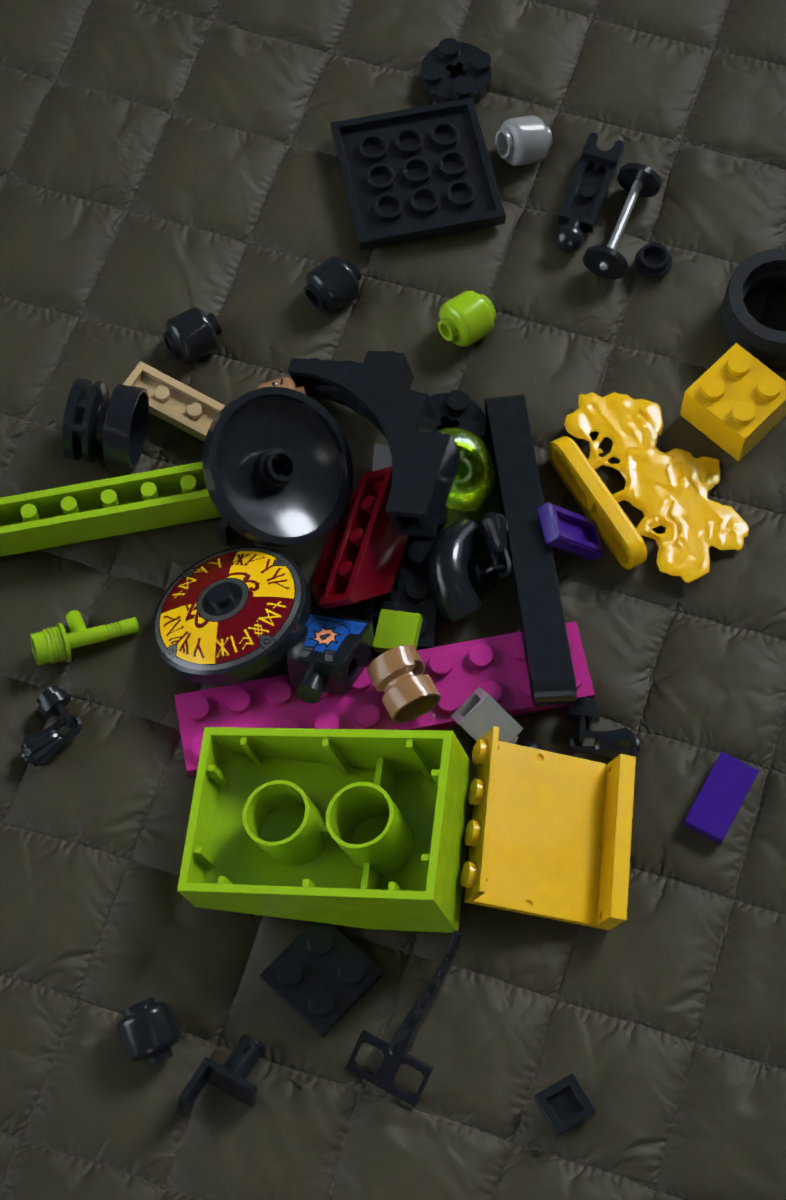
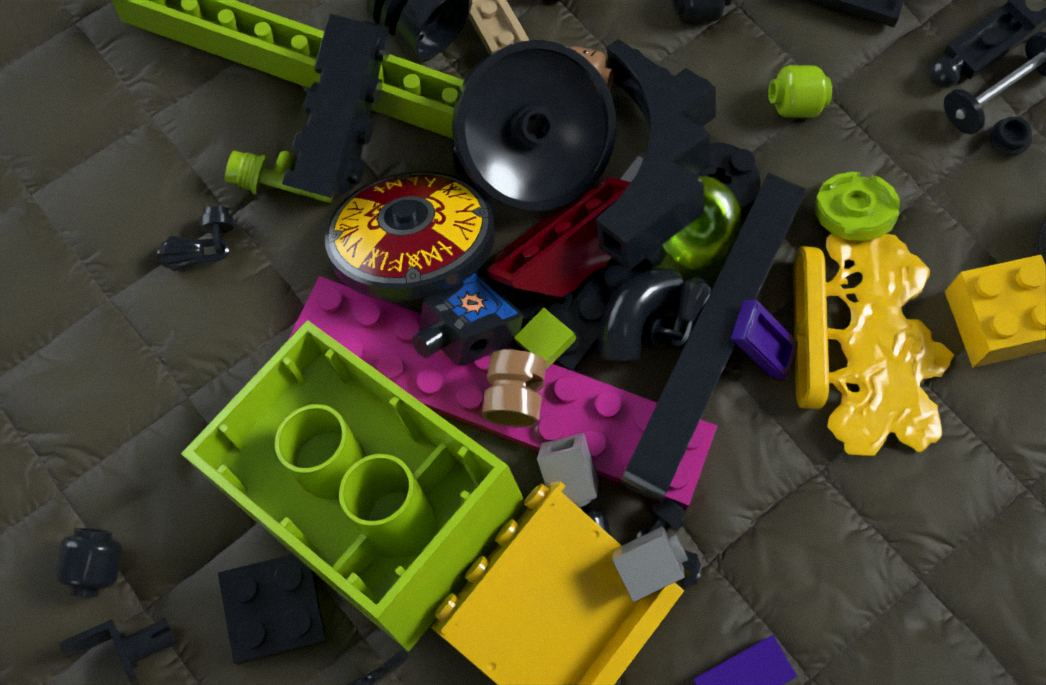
camera: 30 degrees right, 5 degrees up
(106, 543) = (340, 107): none -> black wedge
(571, 386) = (857, 206): none -> lime tile
(597, 750) = (650, 563): none -> light grey brick

